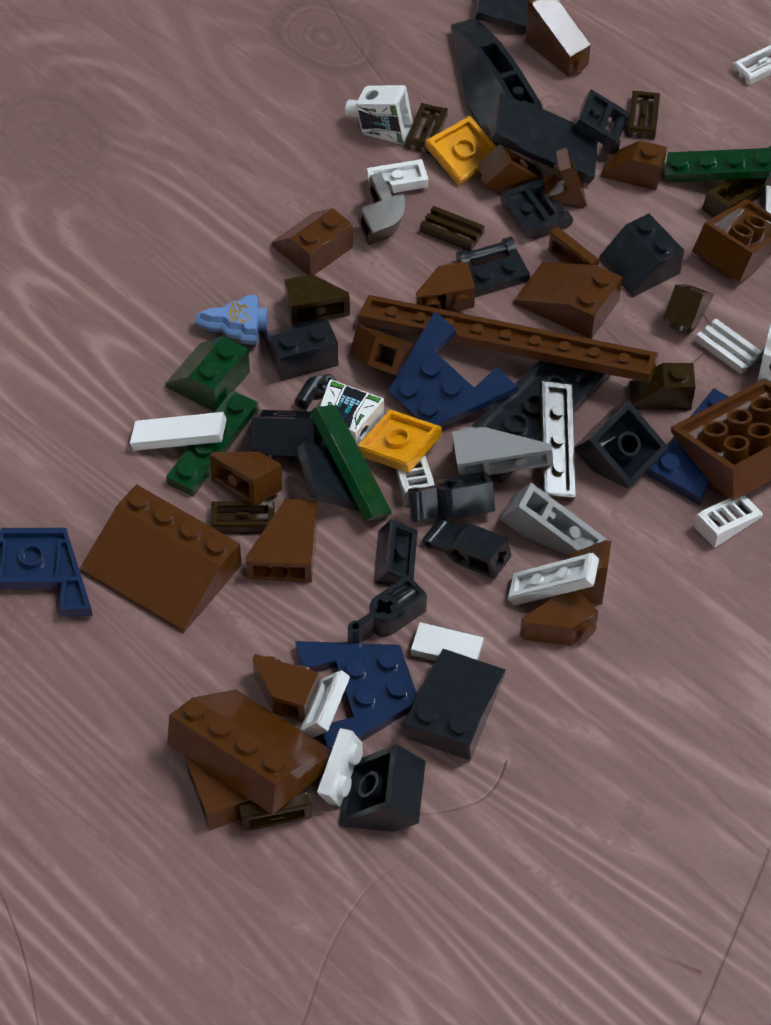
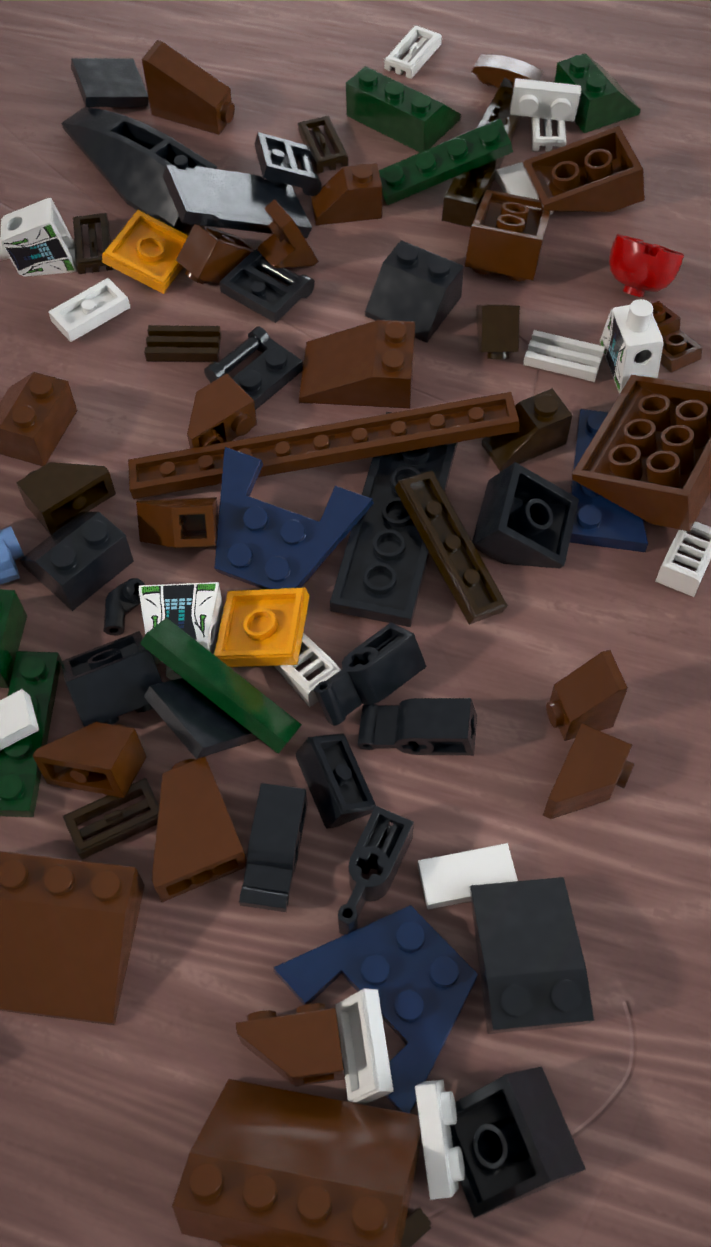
camera: 25 degrees left, 5 degrees up
(334, 573) = (274, 847): none -> black piece
(384, 216) = (97, 354): brick -> none
(497, 451) = (392, 592): light grey slope -> none
(548, 522) = (499, 653): light grey slope -> none
(553, 579) = (557, 727): white tile -> none
(568, 249) = (332, 316): reddish brown tile -> none
(719, 108) = (397, 110): none -> dark green slope

